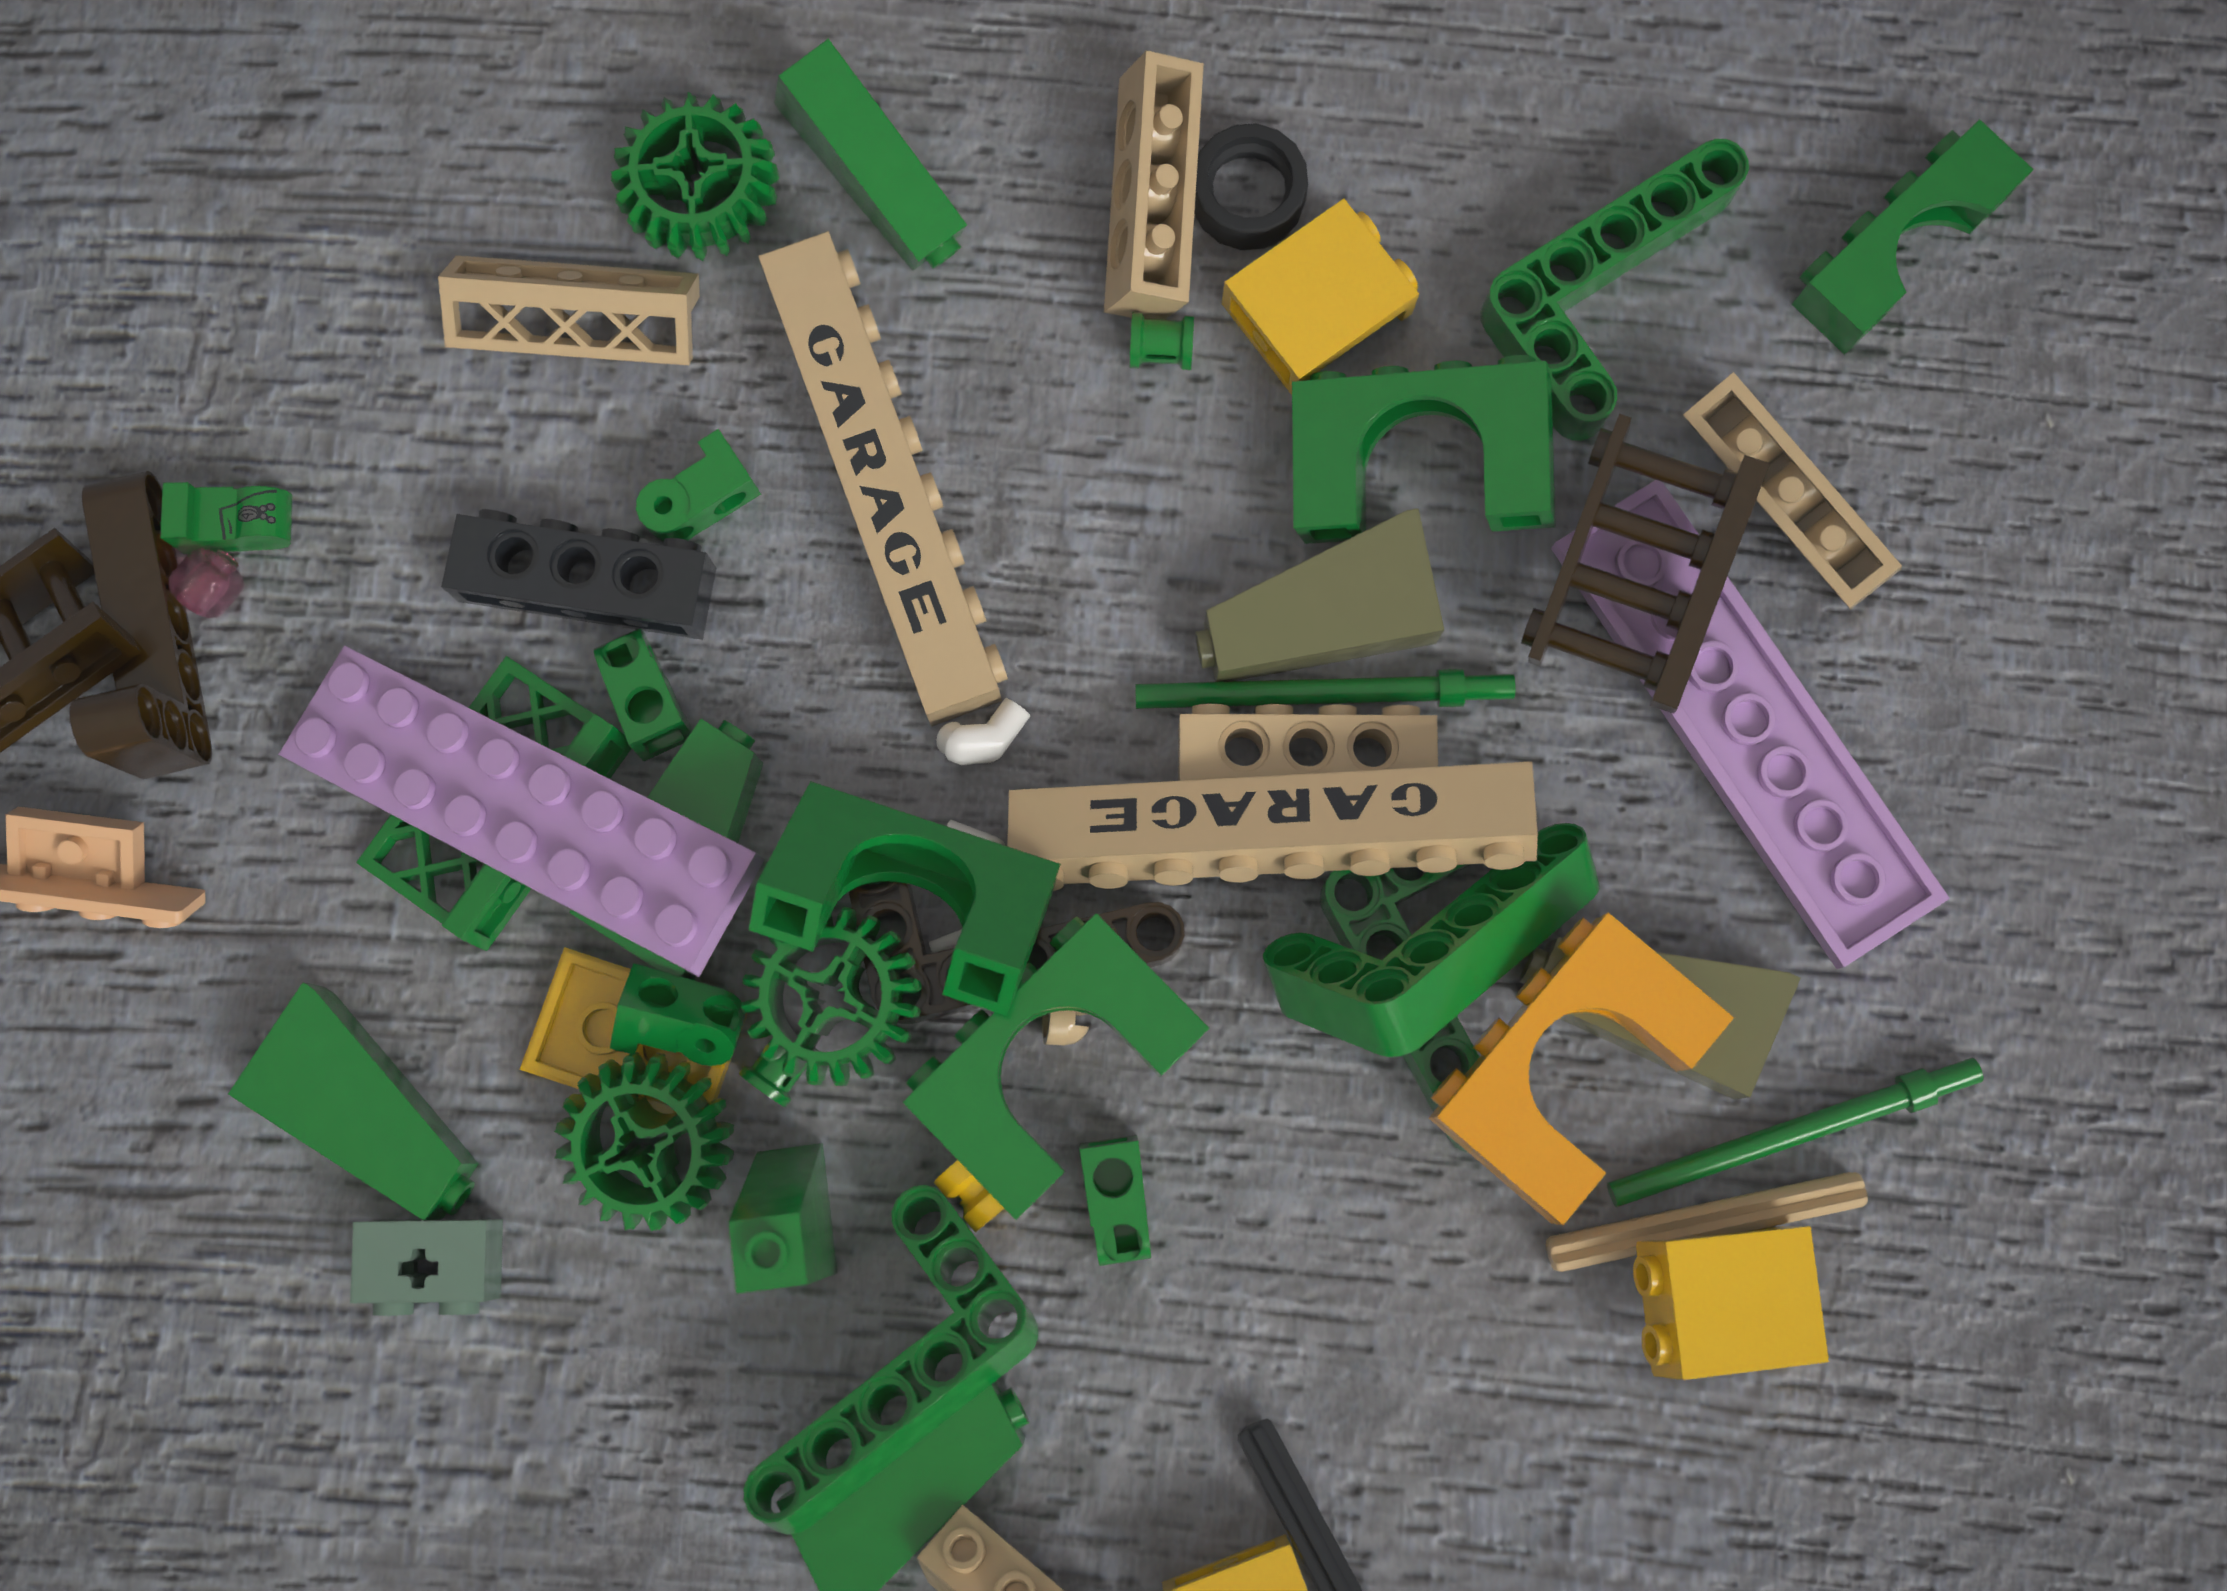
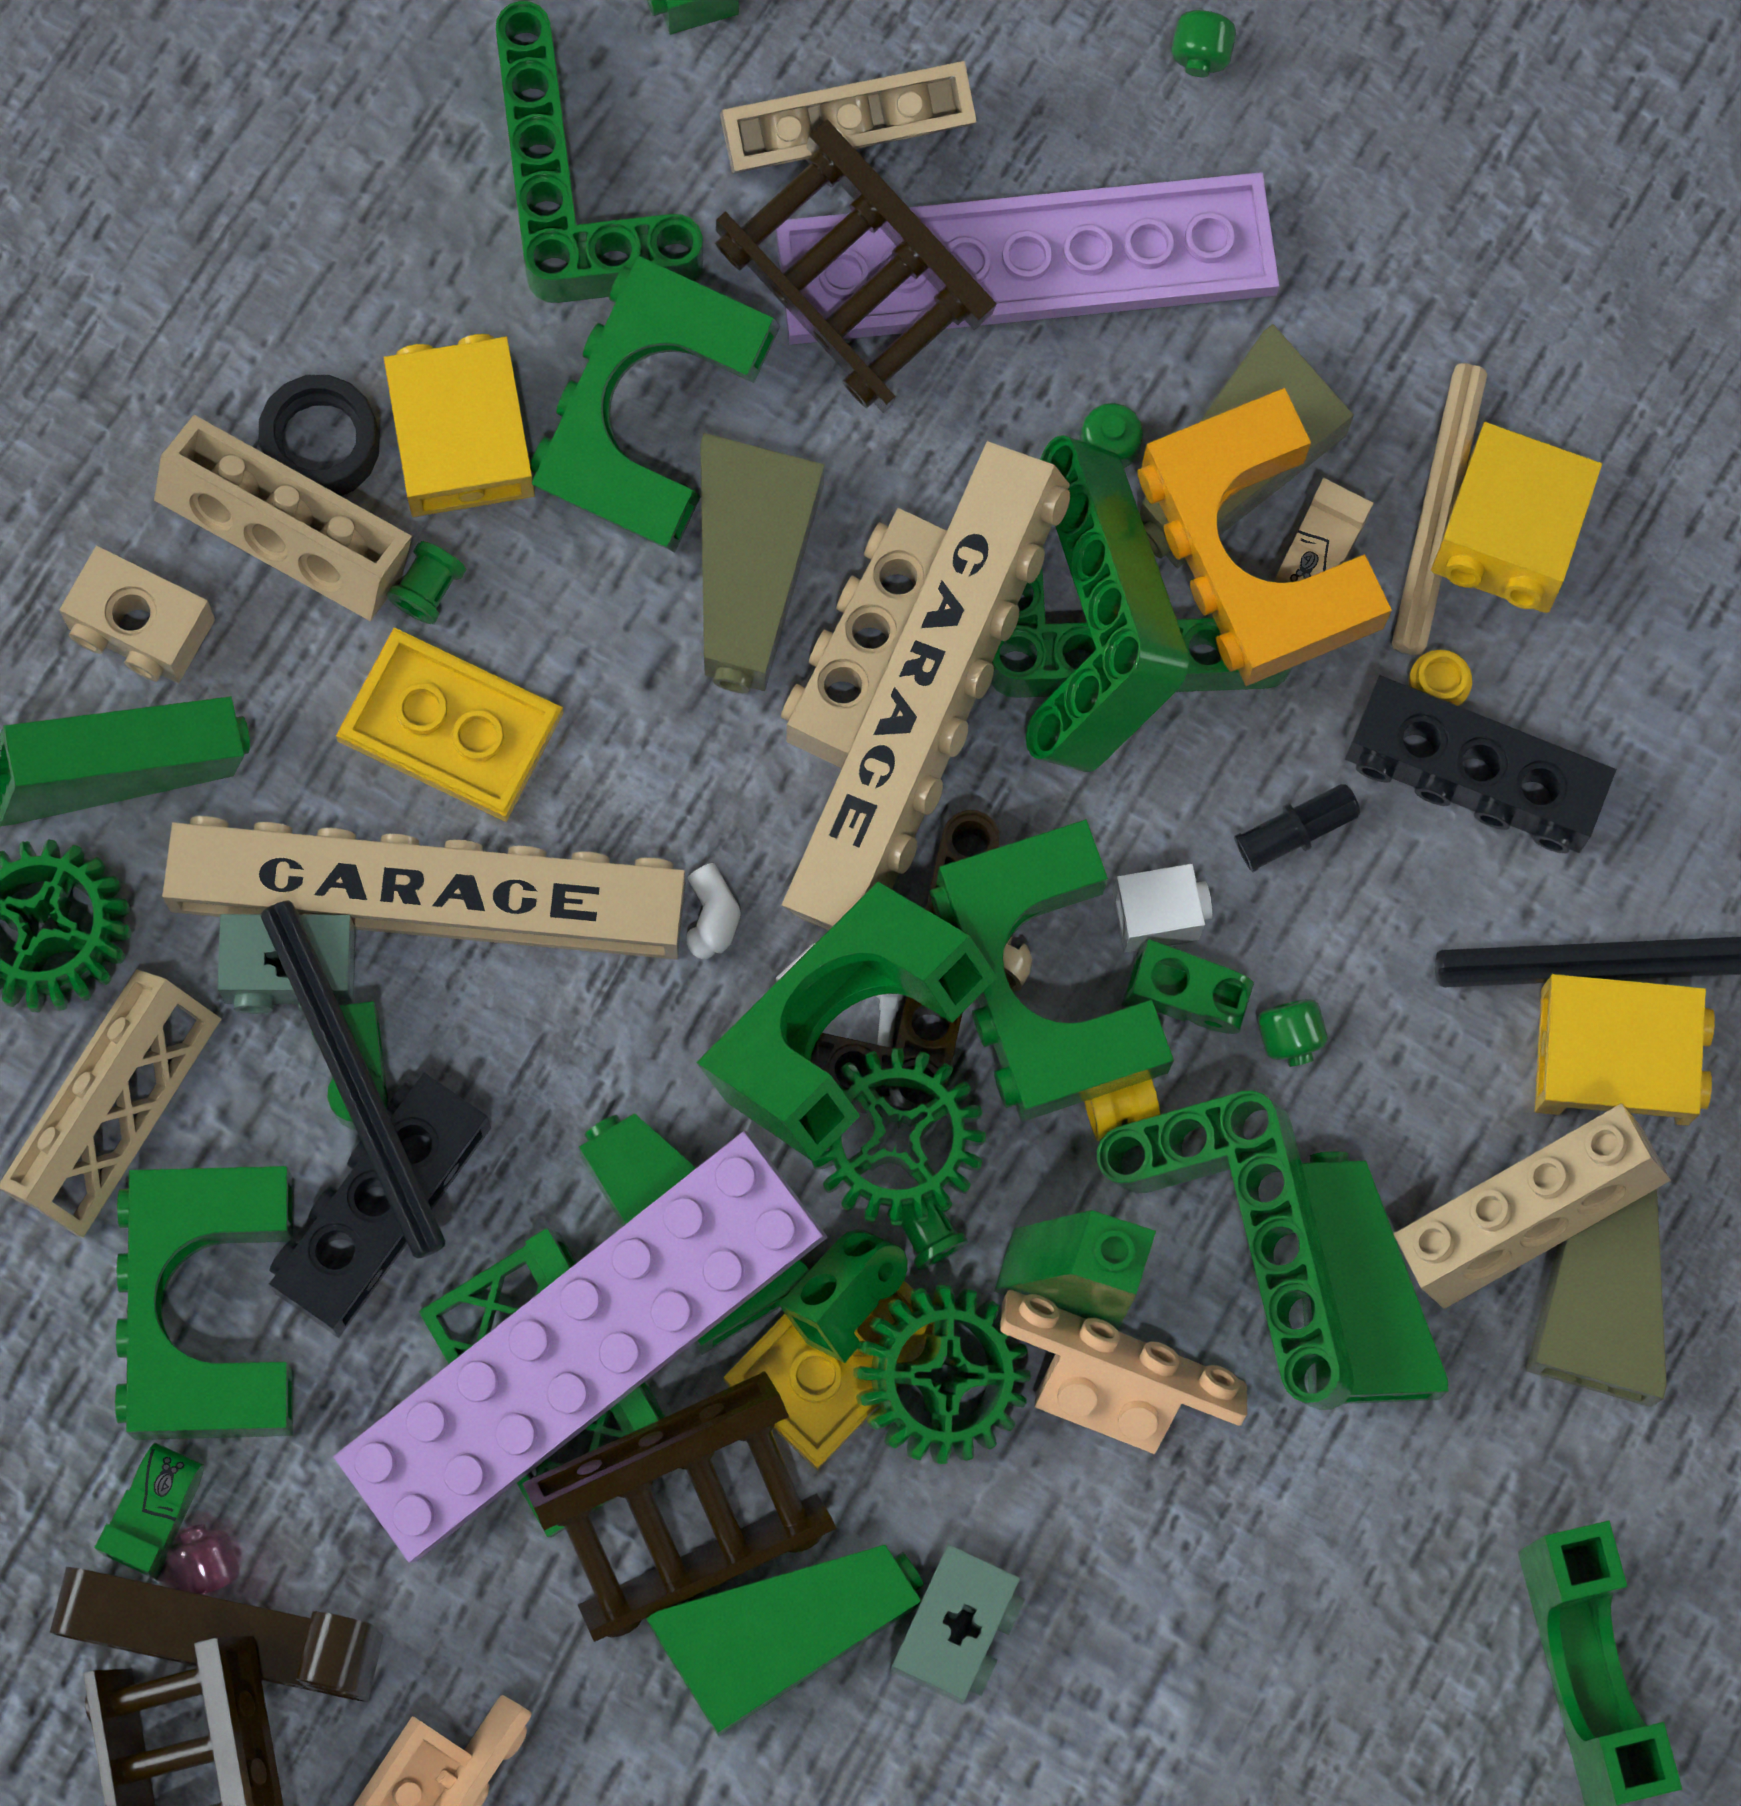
camera: 70 degrees left, 5 degrees down
(343, 474) = (167, 1221): none -> green arch
(448, 923) = (628, 1470): none -> dark brown fence
(641, 695) = (520, 1198): green leg -> none
(664, 493) = (353, 1079): none -> black axle
(704, 1319) = (1114, 1379): none -> light nougat bracket
(749, 358) = (250, 961): none -> sand green brick
(1013, 81) = (114, 587): none -> tan brick
(1046, 427) = (449, 724): none -> yellow tile
(1125, 1315) = (1293, 1031): none -> green piece
(1182, 1138) = (1161, 906): none -> white brick
(1324, 1230) = (1297, 826): none -> black axle
(1447, 688) = (870, 494): green bar -> none
(1494, 1481) = (1456, 734): none -> black brick
(1535, 1300) = (1442, 676): none -> yellow plate
(1614, 1124) = (1325, 533): none -> tan leg
(1621, 880) = (1114, 429): none -> green piece
(1910, 1092) = (1409, 288): green bar -> none
(2050, 783) = (1203, 42): none -> green piece

